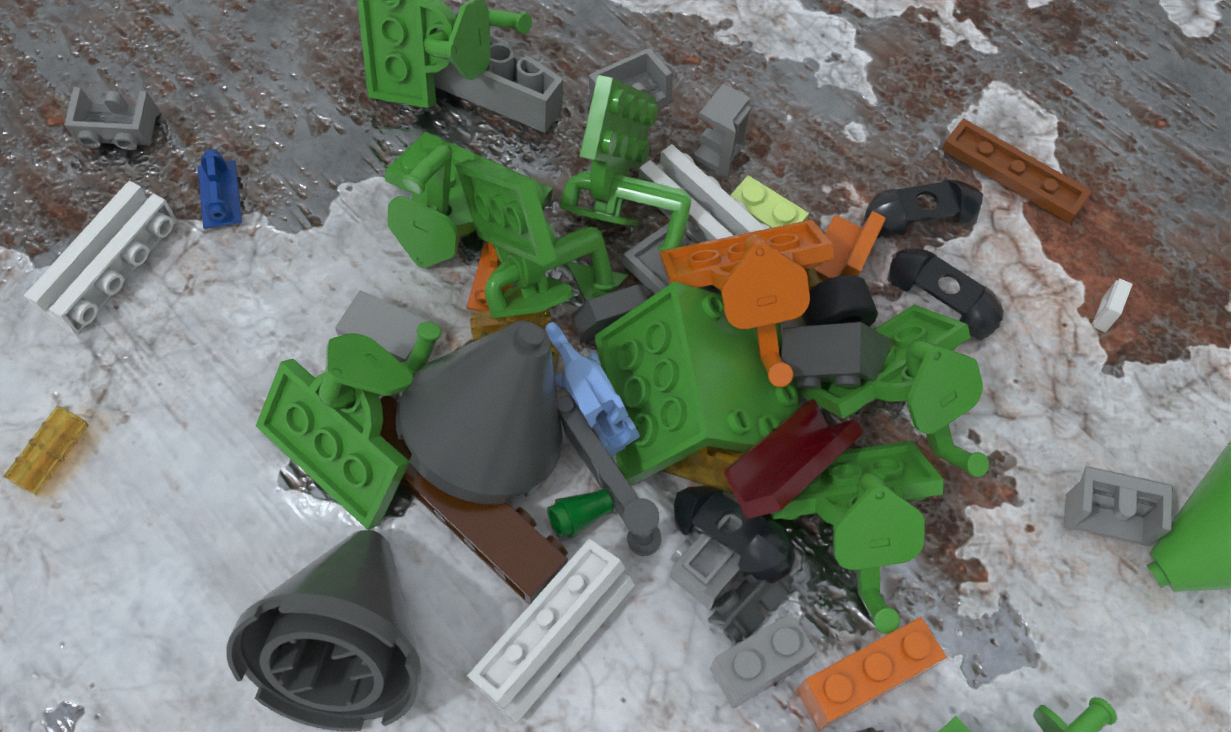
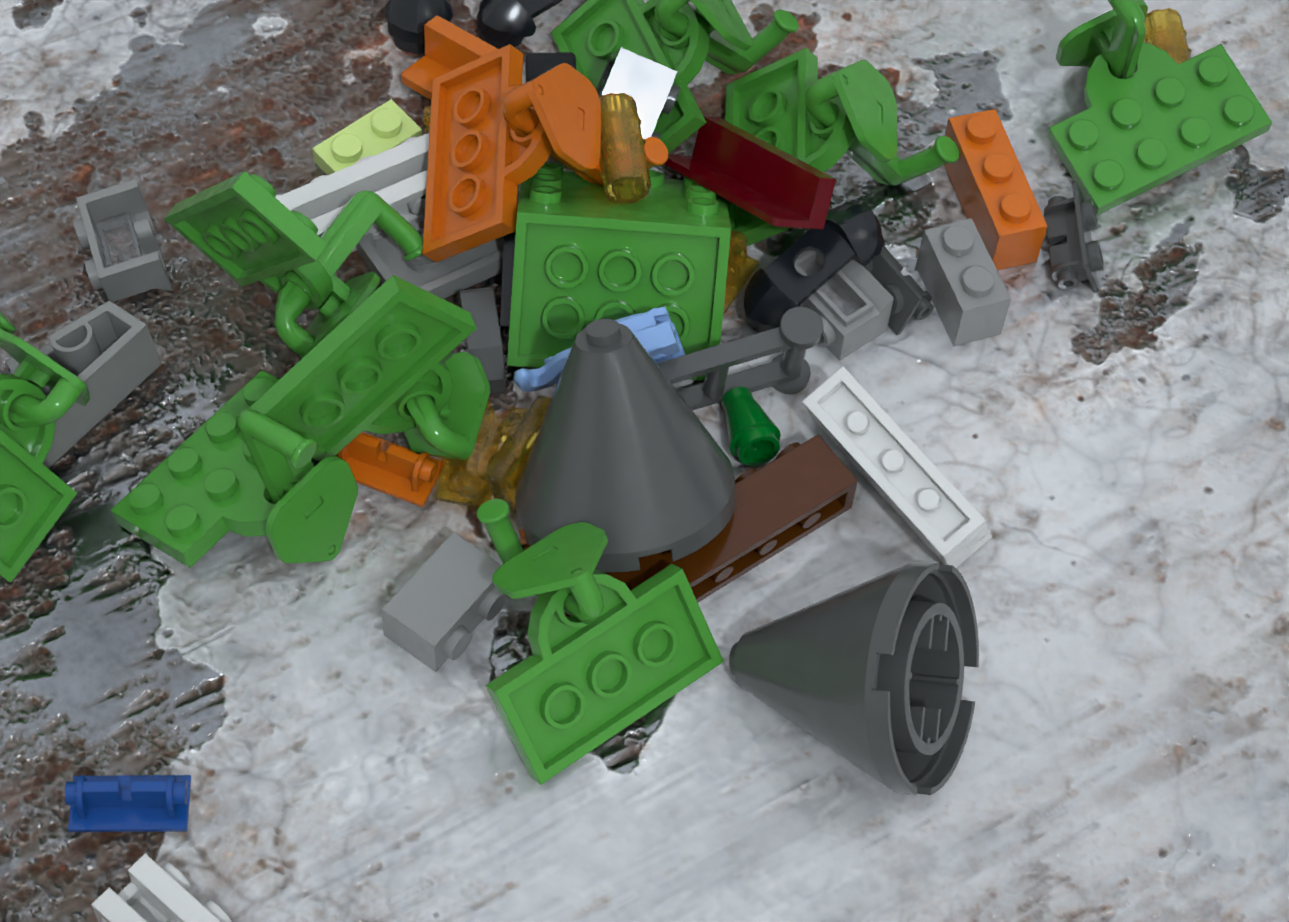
camera: 80 degrees left, 5 degrees down
(730, 115) = (250, 139): light grey window -> none
(769, 345) = (622, 150): none -> clear yellow axle

